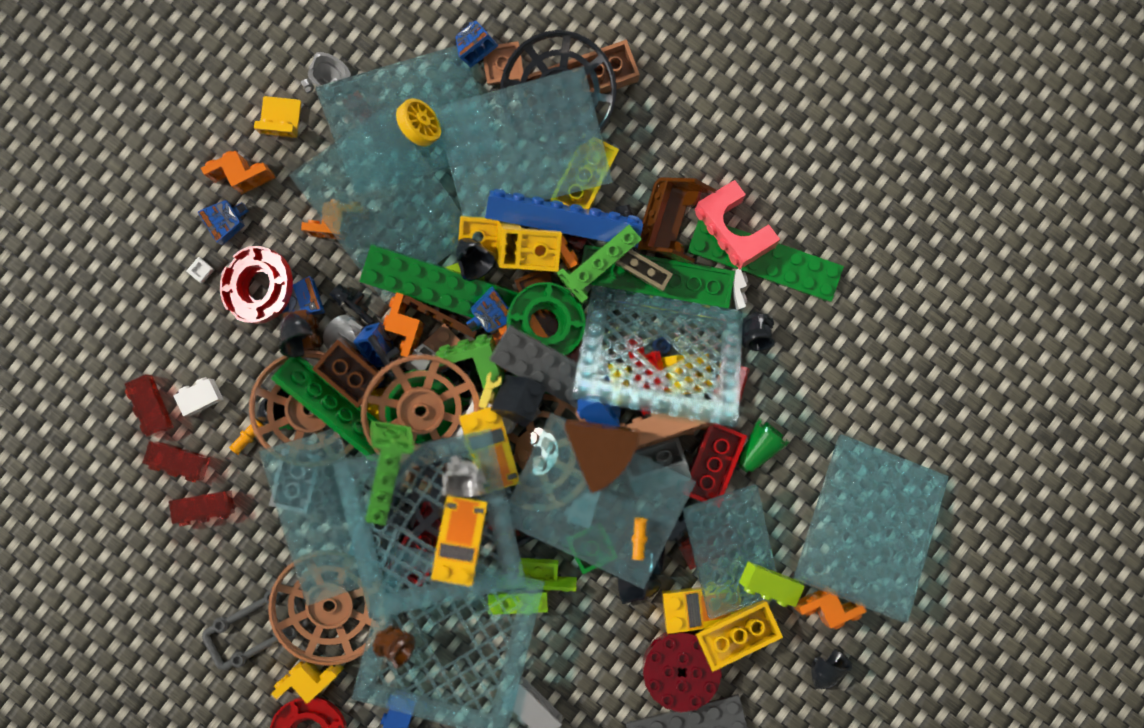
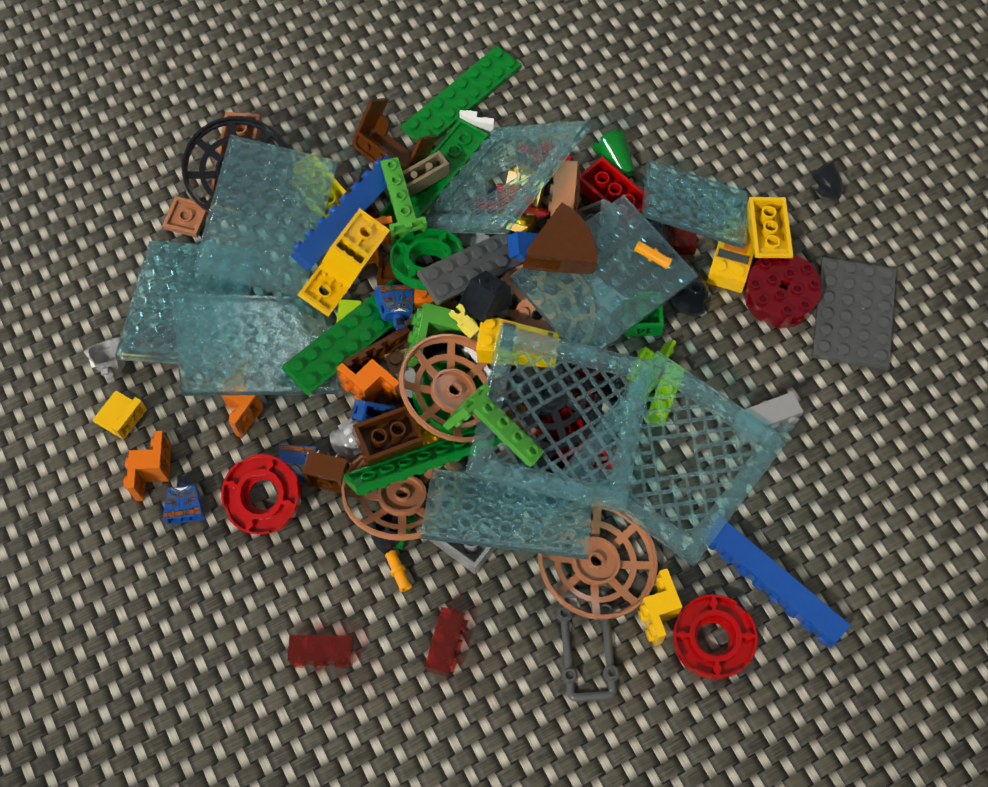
camera: 65 degrees left, 20 degrees down
(176, 461) = (388, 647): clear red brick -> none
(198, 397) = (337, 599): white brick -> none
(200, 270) = (217, 548): white tile -> none
(292, 332) = (323, 461): black helmet -> none
(341, 295) = (312, 427): black piece -> none
(385, 357) = (390, 399): black piece -> none
(394, 645) = (659, 496): reddish brown helmet -> none
(418, 122) = (198, 283): yellow wheel -> none
(459, 541) = (588, 392): slope -> none
(463, 479) = (536, 358): light grey helmet -> none
(474, 43) = (155, 224): blue torso -> none
(474, 259) = (341, 294): black helmet -> none
(741, 249) = (442, 102): coral arch -> none
(757, 332) = (515, 115): black helmet -> none
(771, 585) = (736, 188): lime brick -> none
(829, 609) = (774, 158): orange bracket -> none
(872, 528) = (721, 102): clear light blue plate -> none

